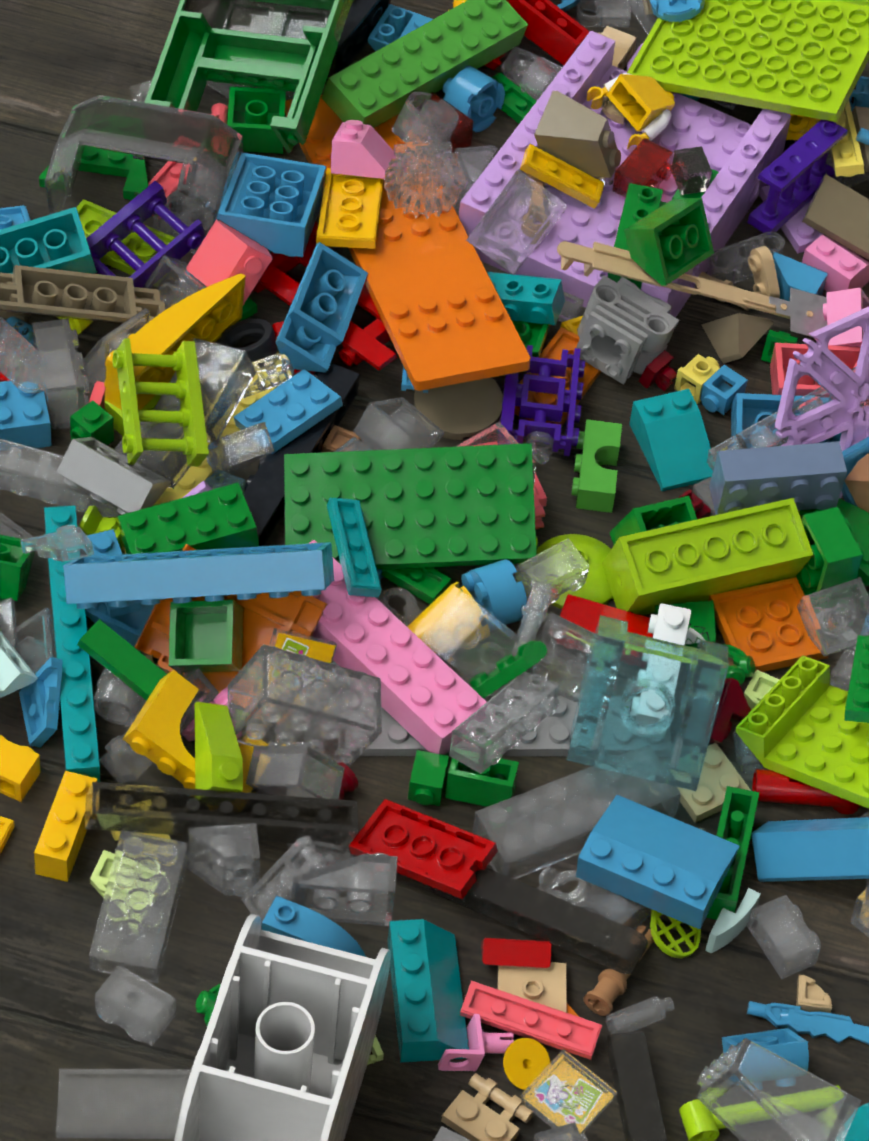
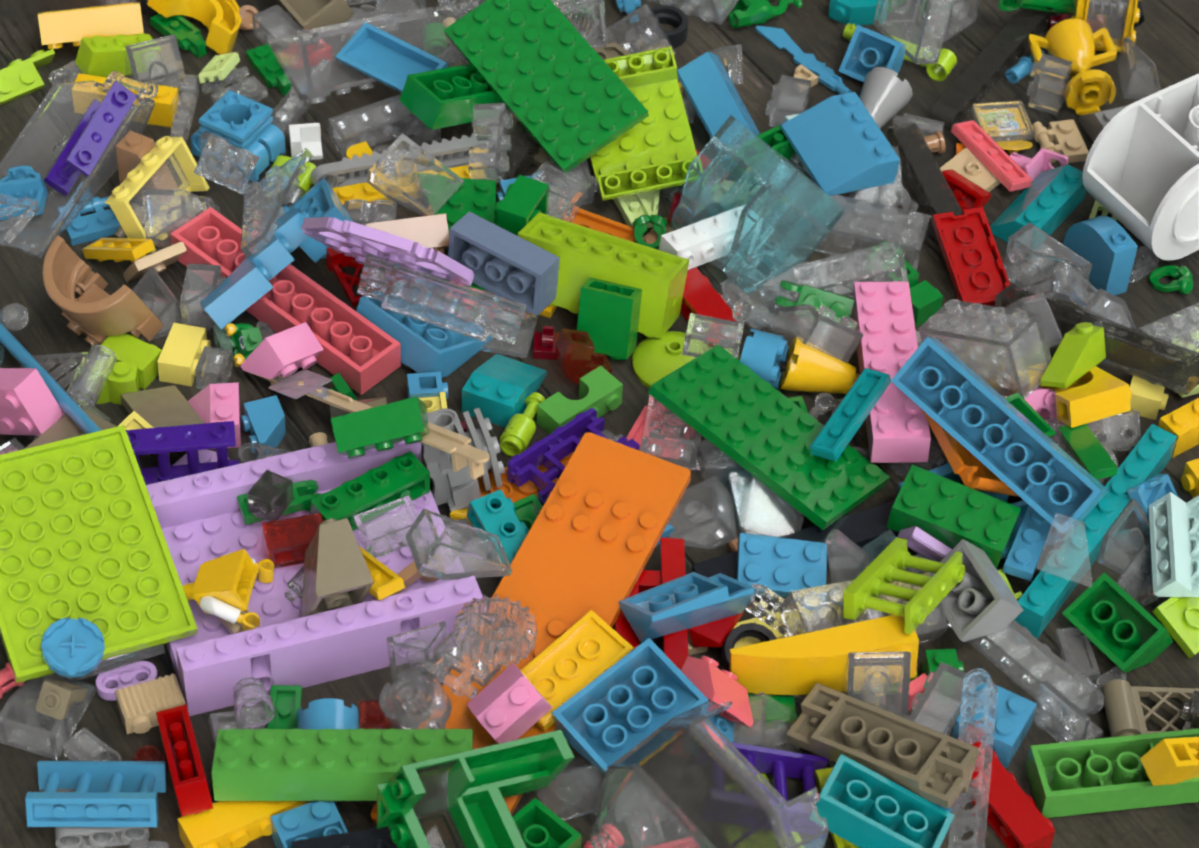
camera: 135 degrees left, 5 degrees down
(588, 216) = (385, 527): none -> clear brick
(616, 409) = (520, 428): none -> lime piece
(641, 490) = (576, 355): none -> clear red brick
(701, 999) = (884, 94): none -> light grey cone
(764, 272) = (290, 436): tan plate -> none

